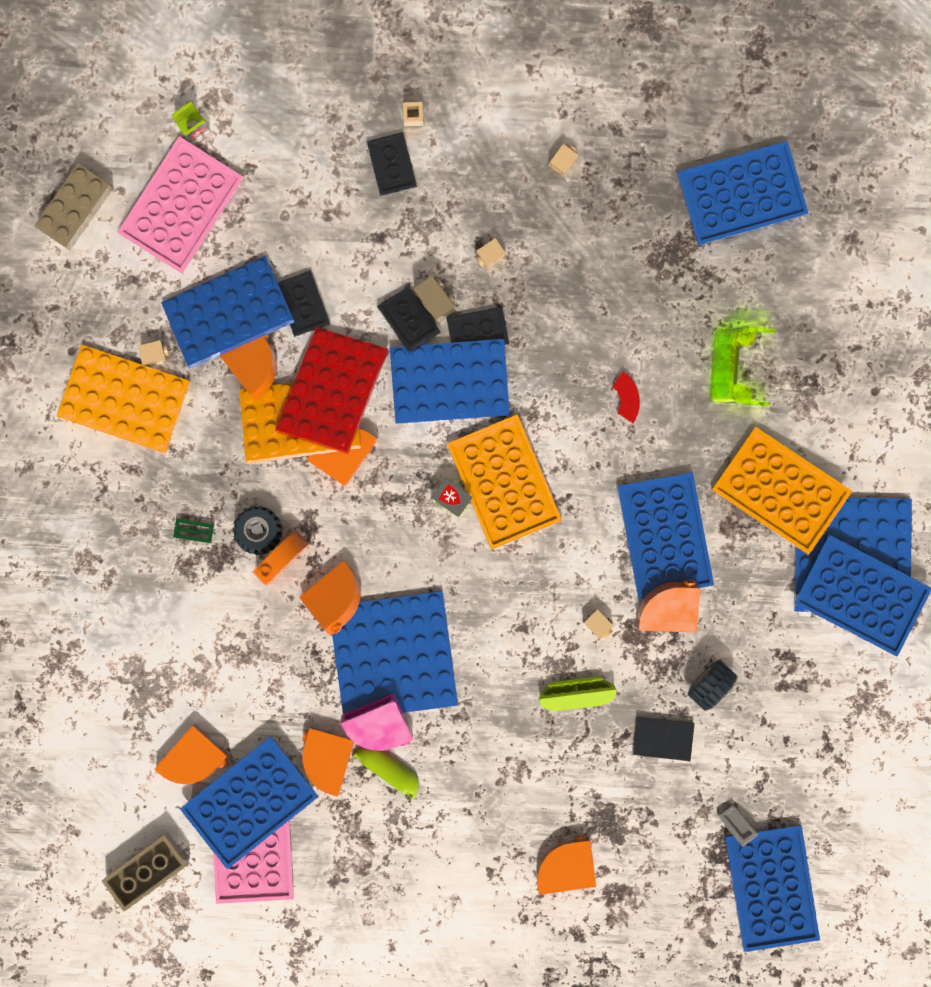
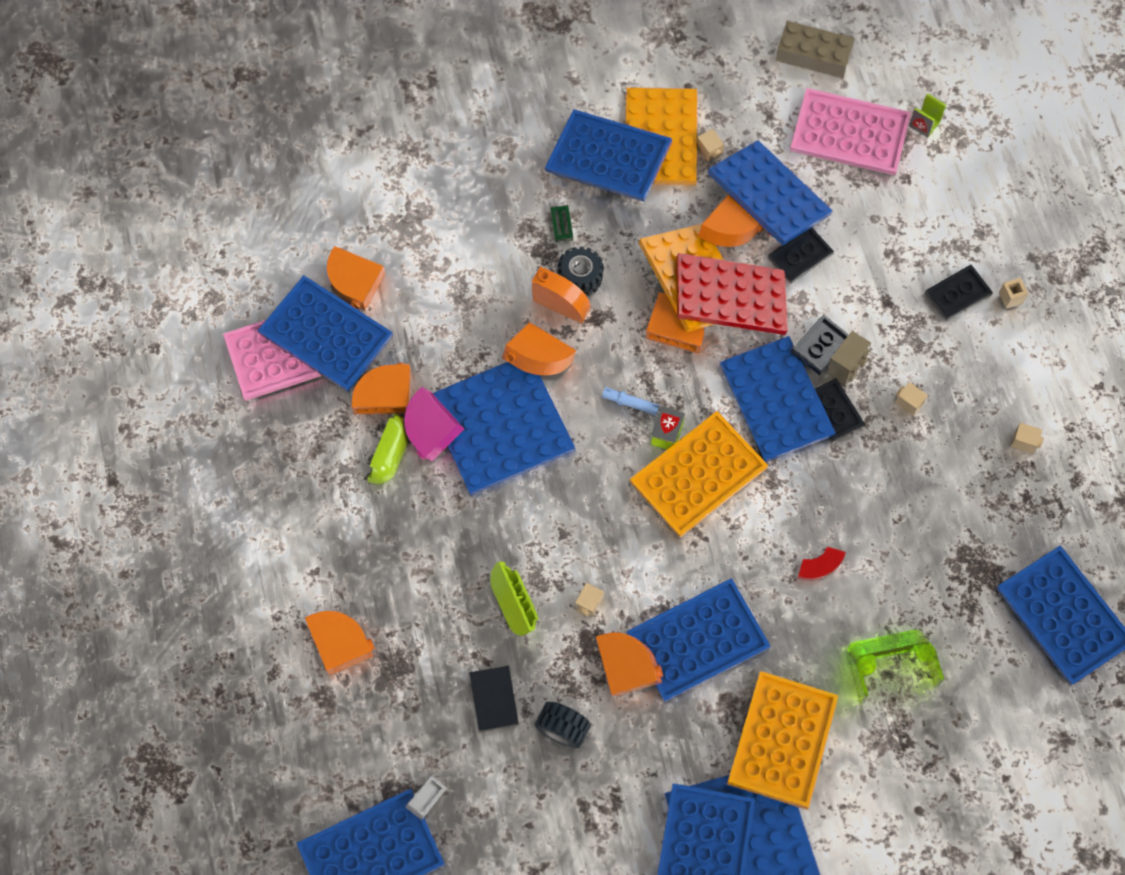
camera: 75 degrees right, 20 degrees down
(134, 461) = (608, 155): none -> blue plate
(145, 871) = (238, 266): dark tan brick -> none
(410, 522) = (631, 401): none -> light blue pin

